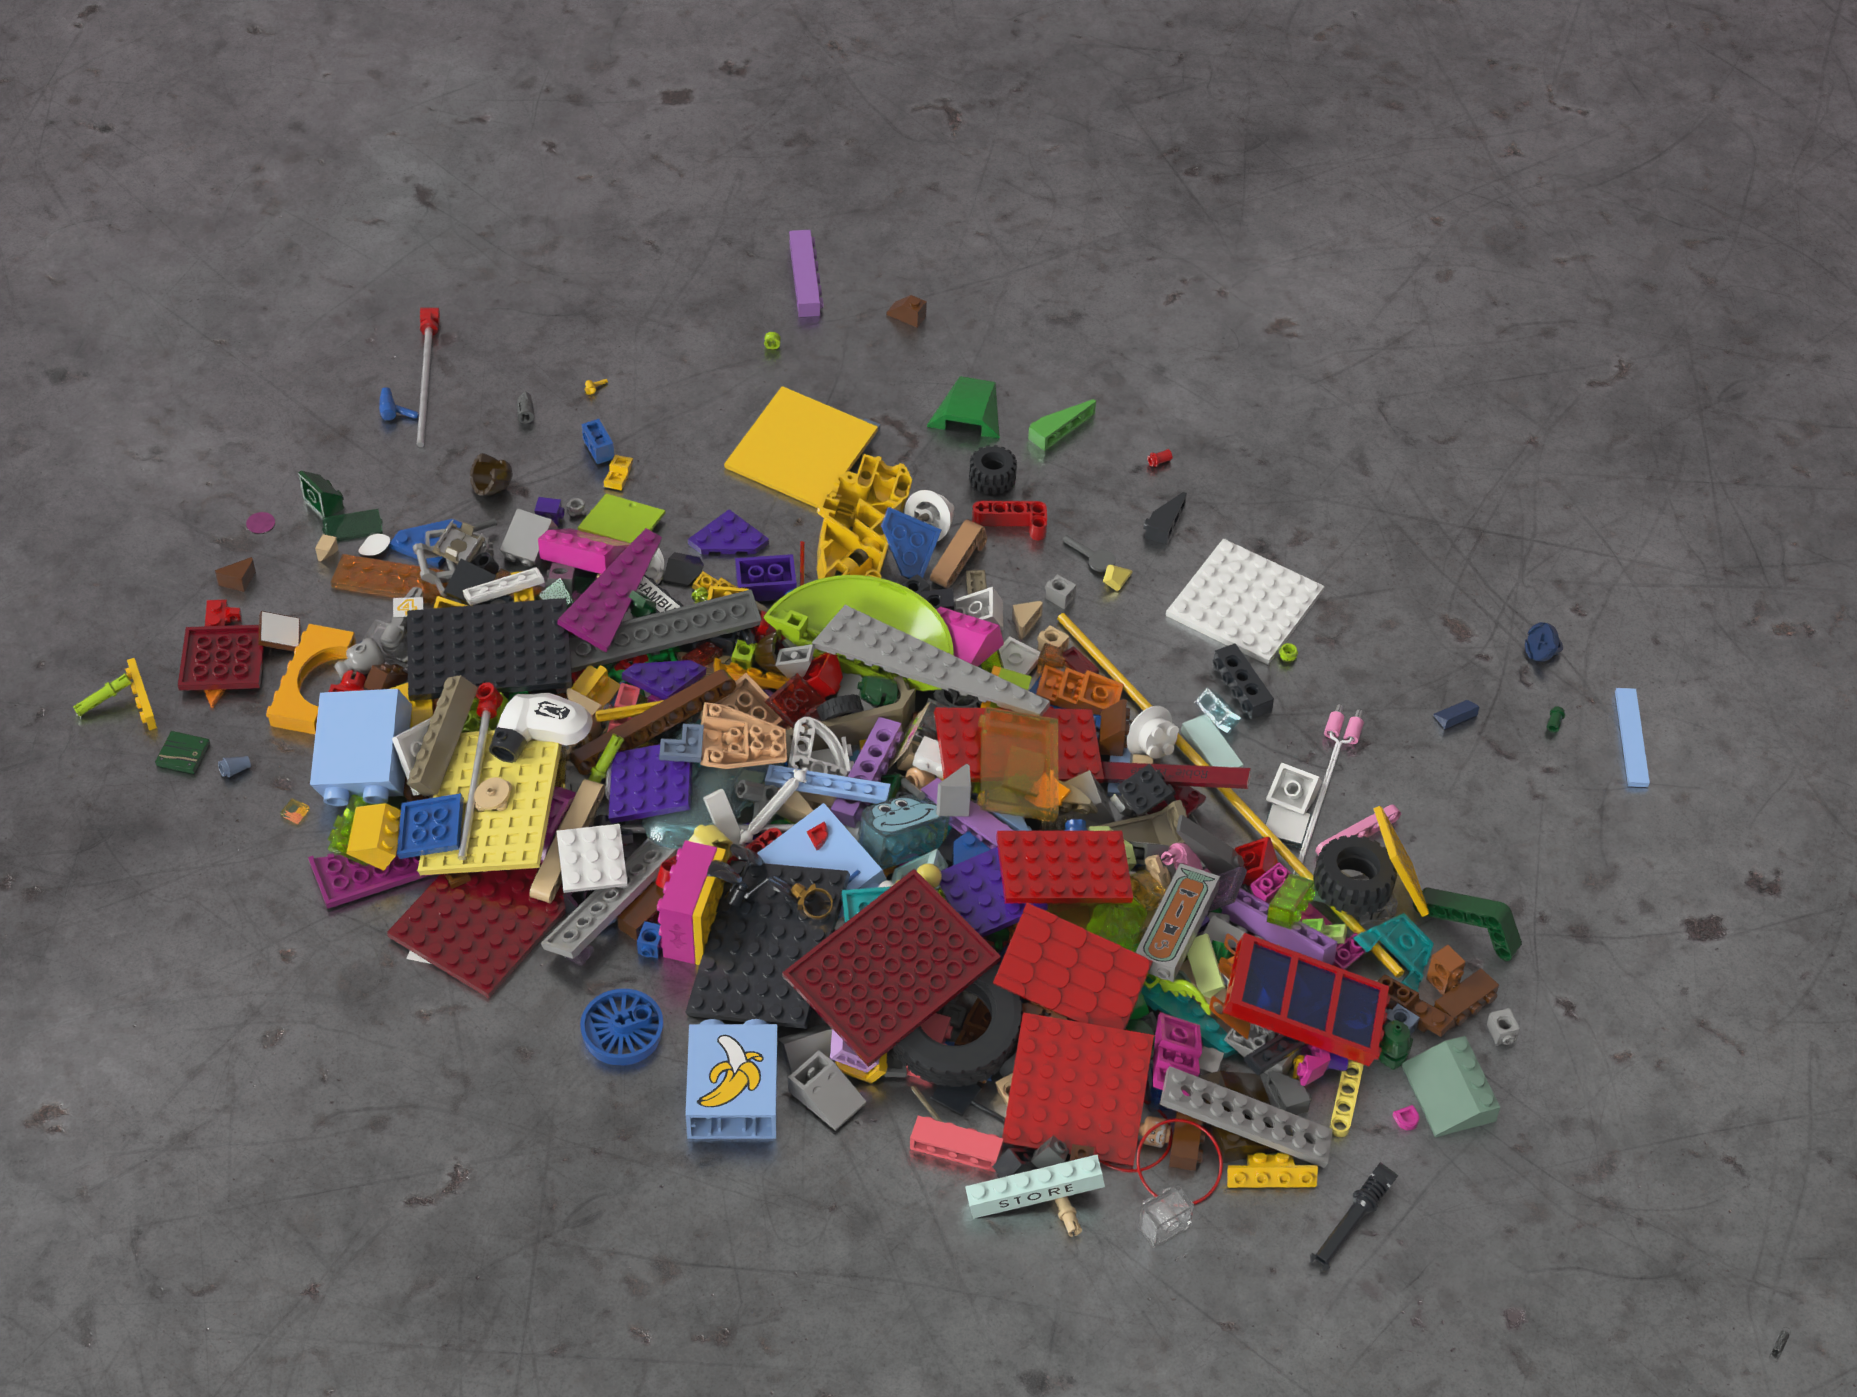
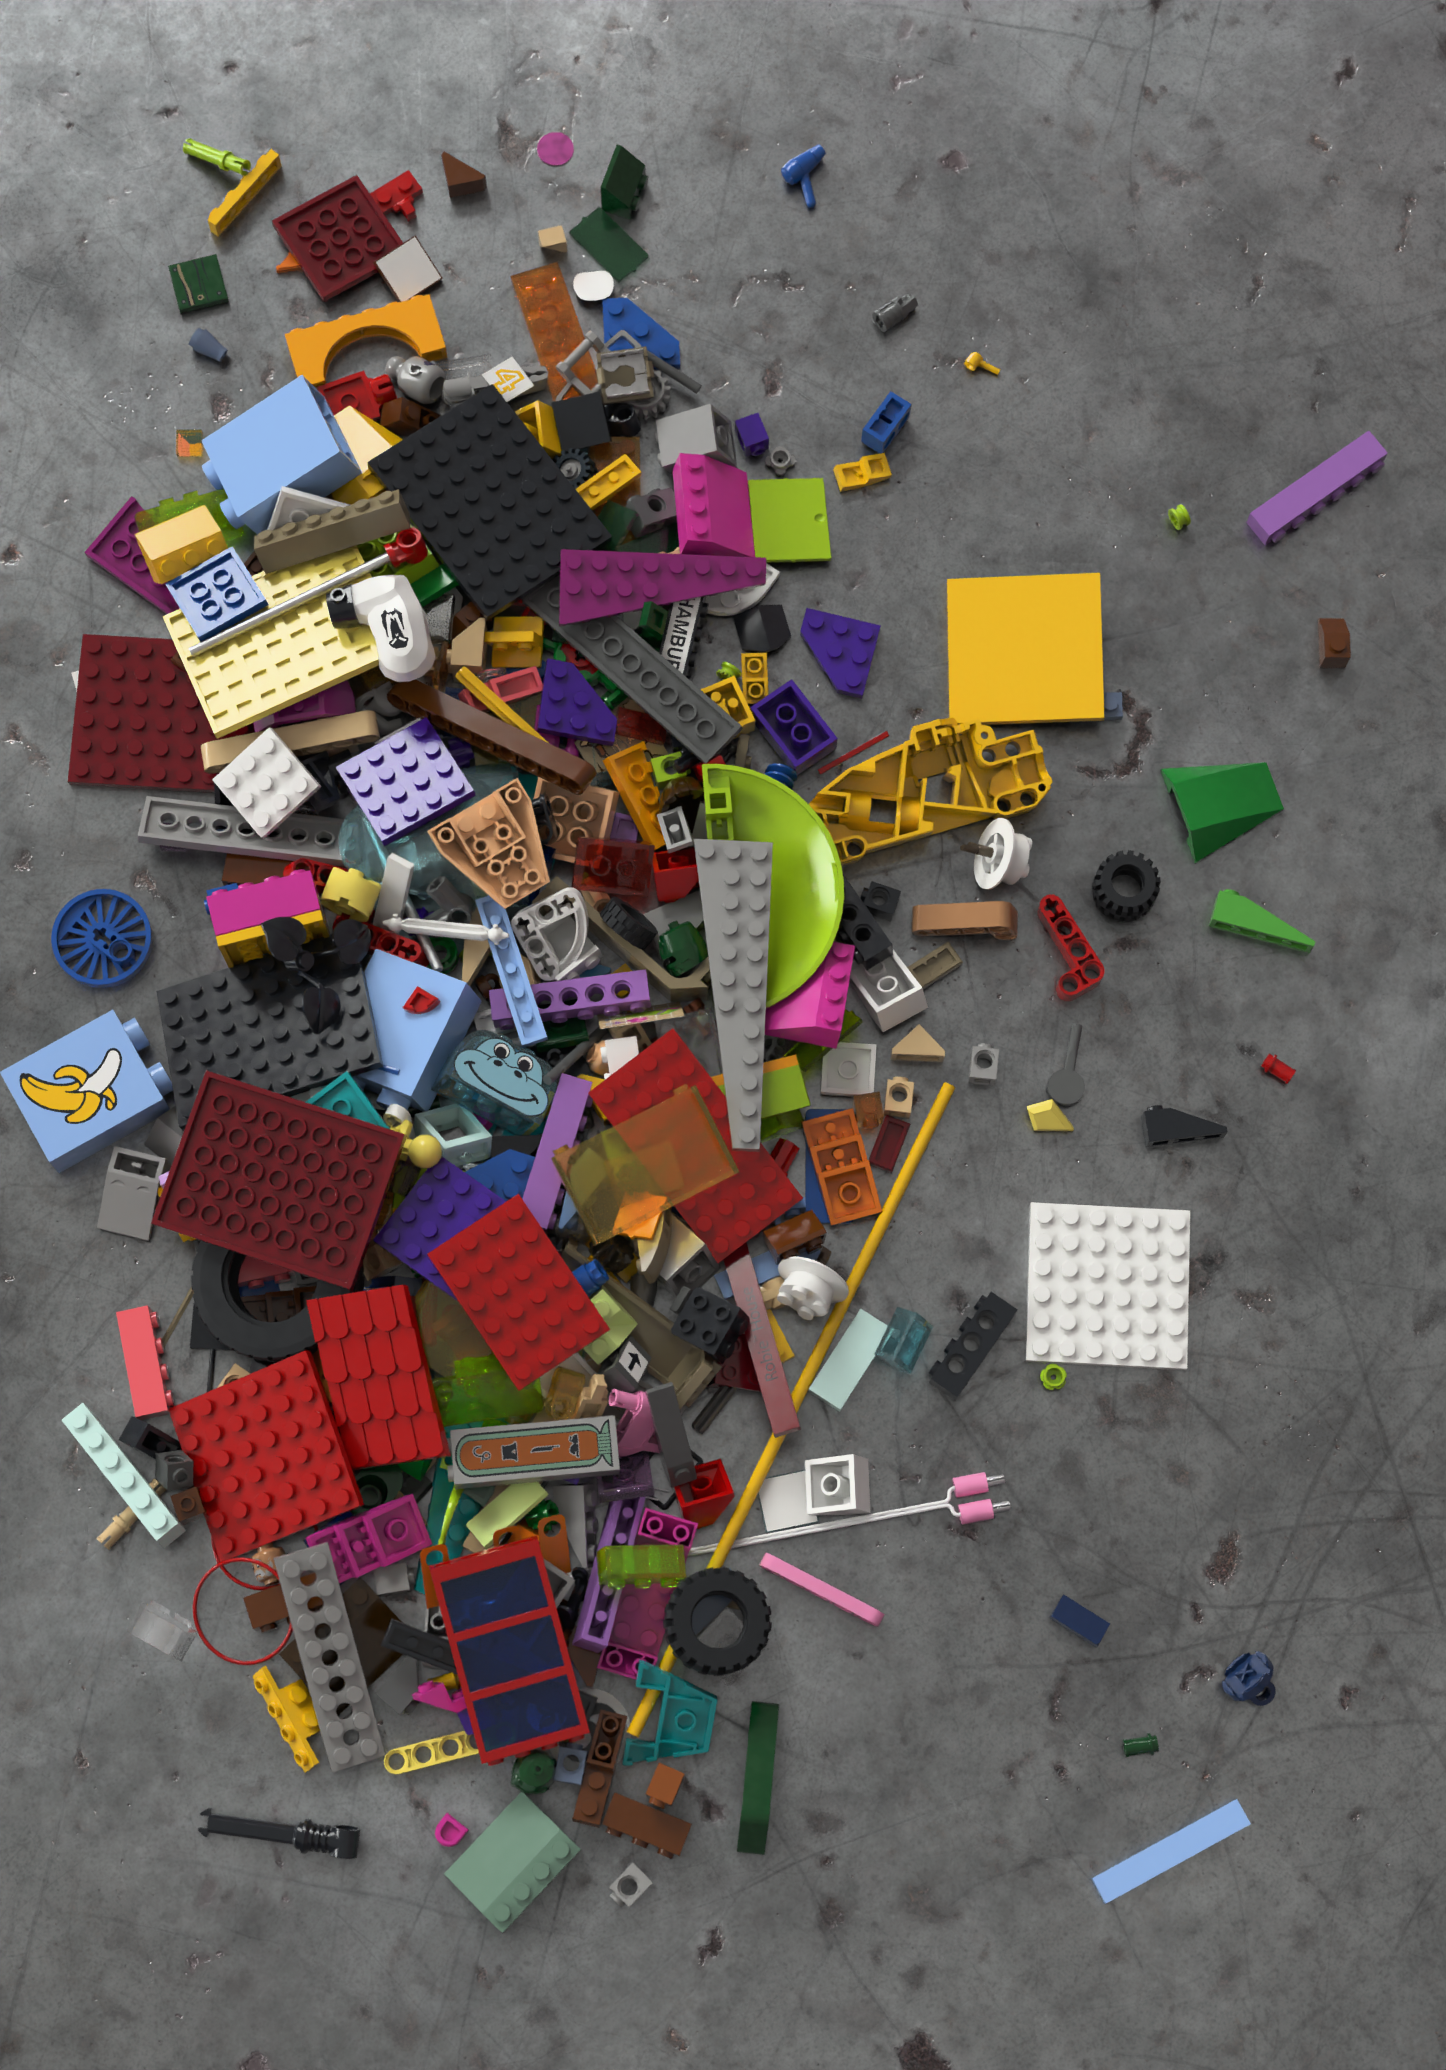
camera: 60 degrees right, 25 degrees up
(428, 326) = (964, 122): flat silver piece -> none
(490, 475) = (760, 342): dark brown hair -> none
(492, 794) = (282, 632): tan piece -> none
(503, 586) = (594, 460): white tile -> none
(606, 758) = (398, 717): lime pin -> none
(685, 750) = (448, 797): sand blue plate -> none
(799, 892) = (320, 1028): pearl gold piece -> none
(909, 541) = (934, 857): blue plate -> none
(954, 794) = (556, 1119): light grey slope -> none
(1335, 932) = (636, 1620): yellowish green slope -> none
(1401, 861) = (769, 1664): yellow tile -> none

